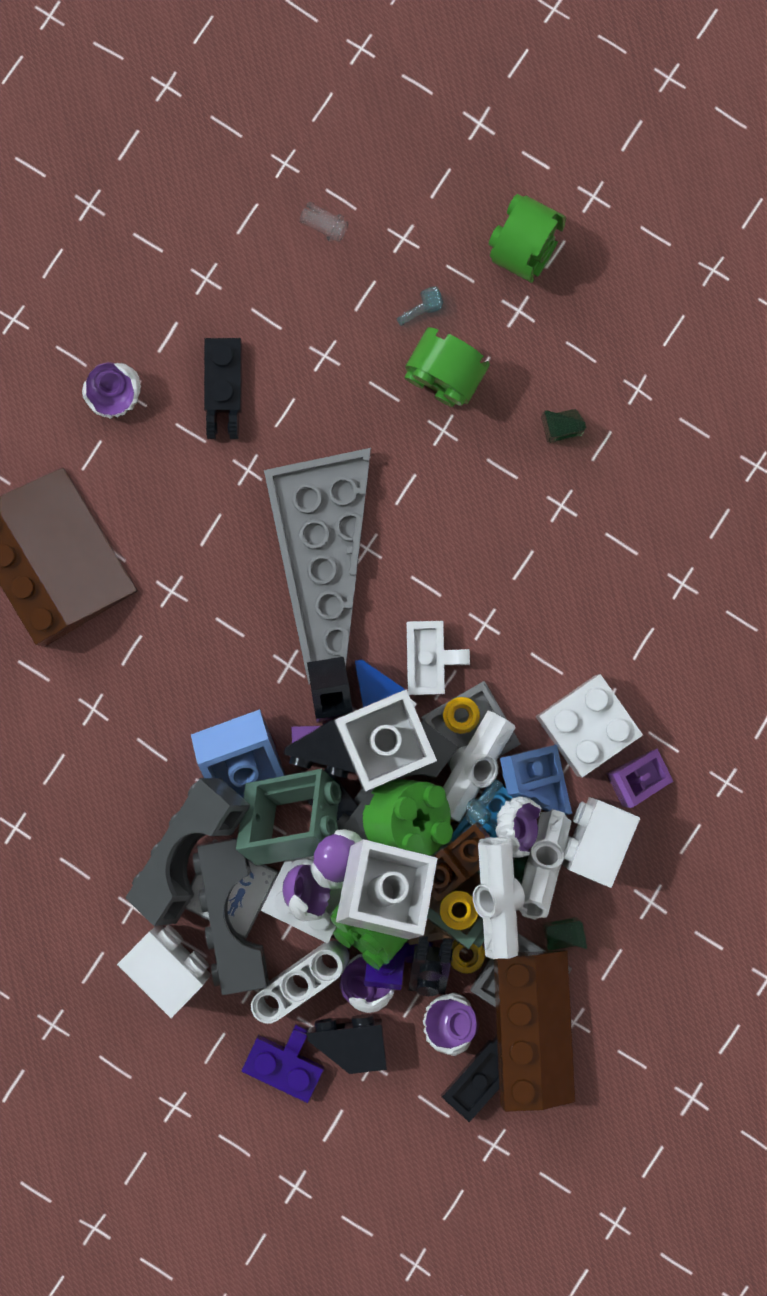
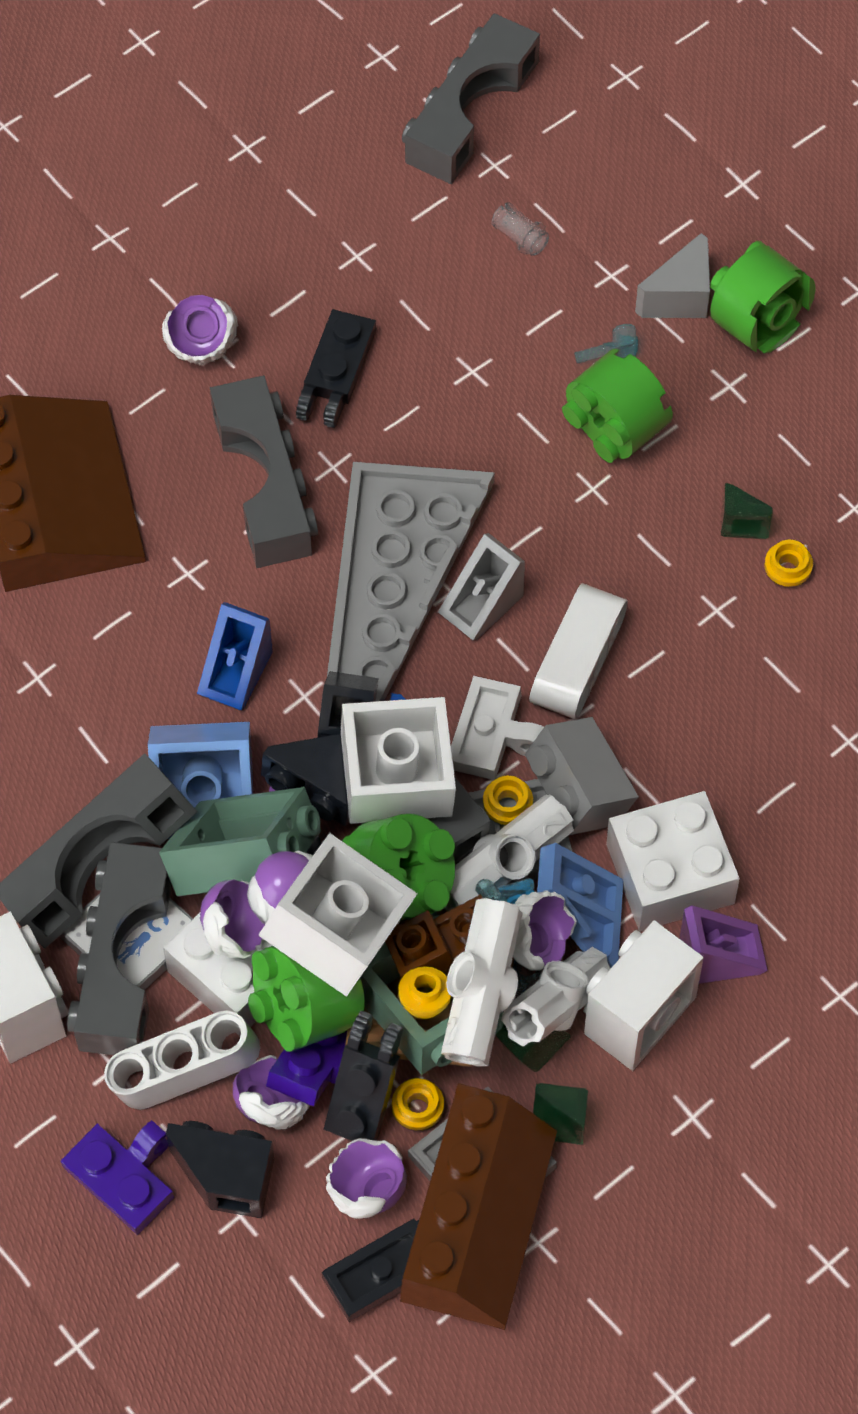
camera: 15 degrees right, 25 degrees down
(173, 458) = (275, 516): none -> dark grey arch
(231, 660) = (236, 656): none -> blue slope
(259, 69) = (497, 60): none -> dark grey arch
(391, 549) = (485, 588): none -> light grey slope
(462, 238) = (678, 286): none -> light grey slope
(475, 576) = (578, 651): none -> white beam
(507, 680) = (581, 773): none -> light grey piece
(609, 445) = (792, 552): none -> yellow plate

